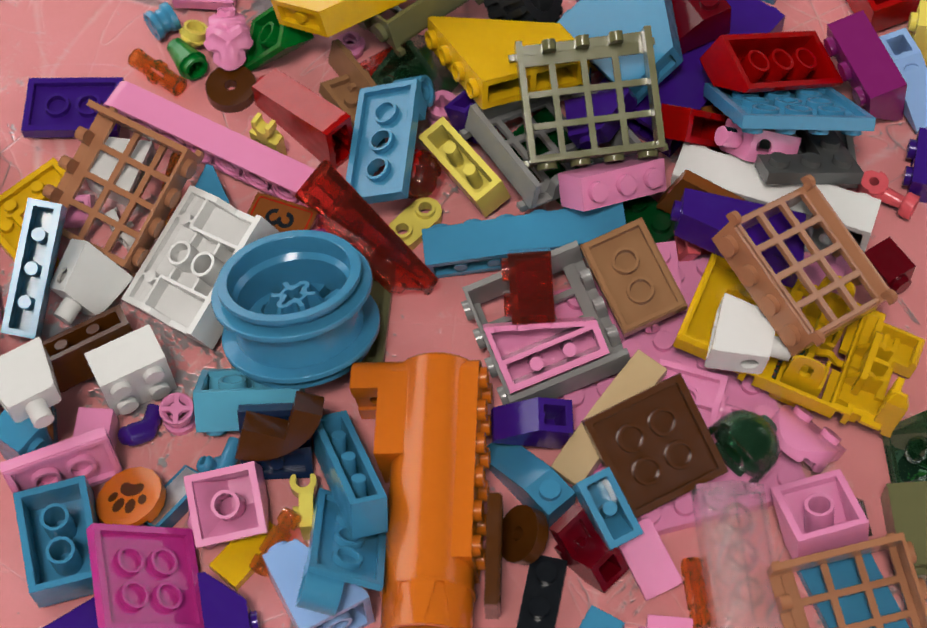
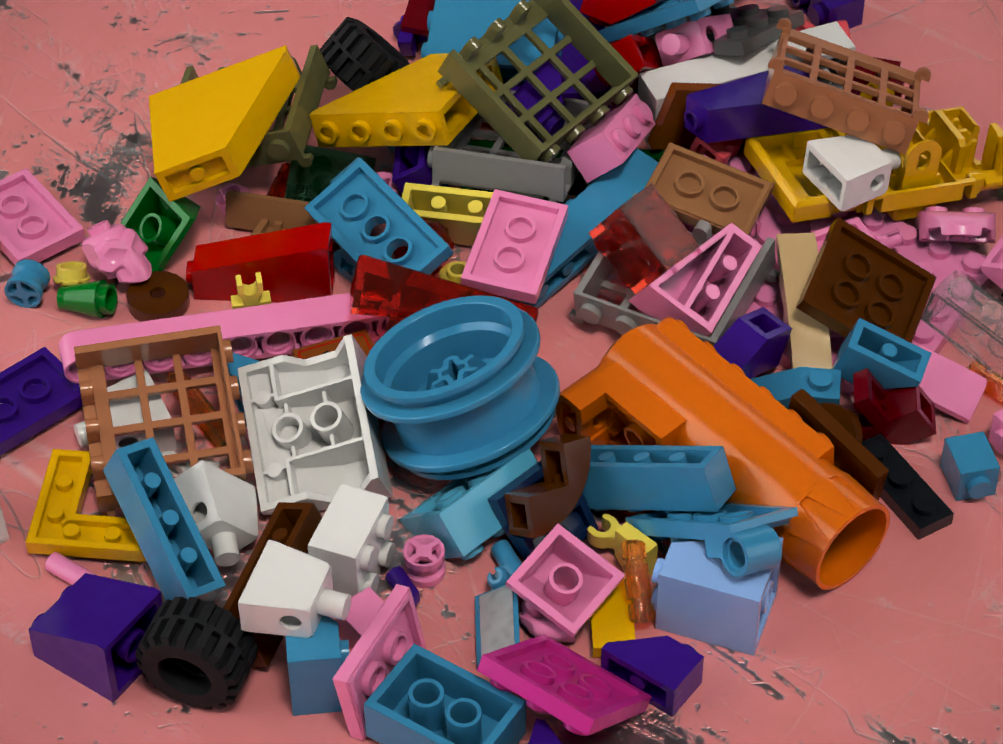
camera: 45 degrees left, 15 degrees down
(131, 497) = (465, 638): orange tile -> none
(170, 80) = (57, 326): clear orange pin -> none
(456, 222) = (515, 246): none -> bright pink plate
(747, 443) = (934, 242): clear green cylinder -> none

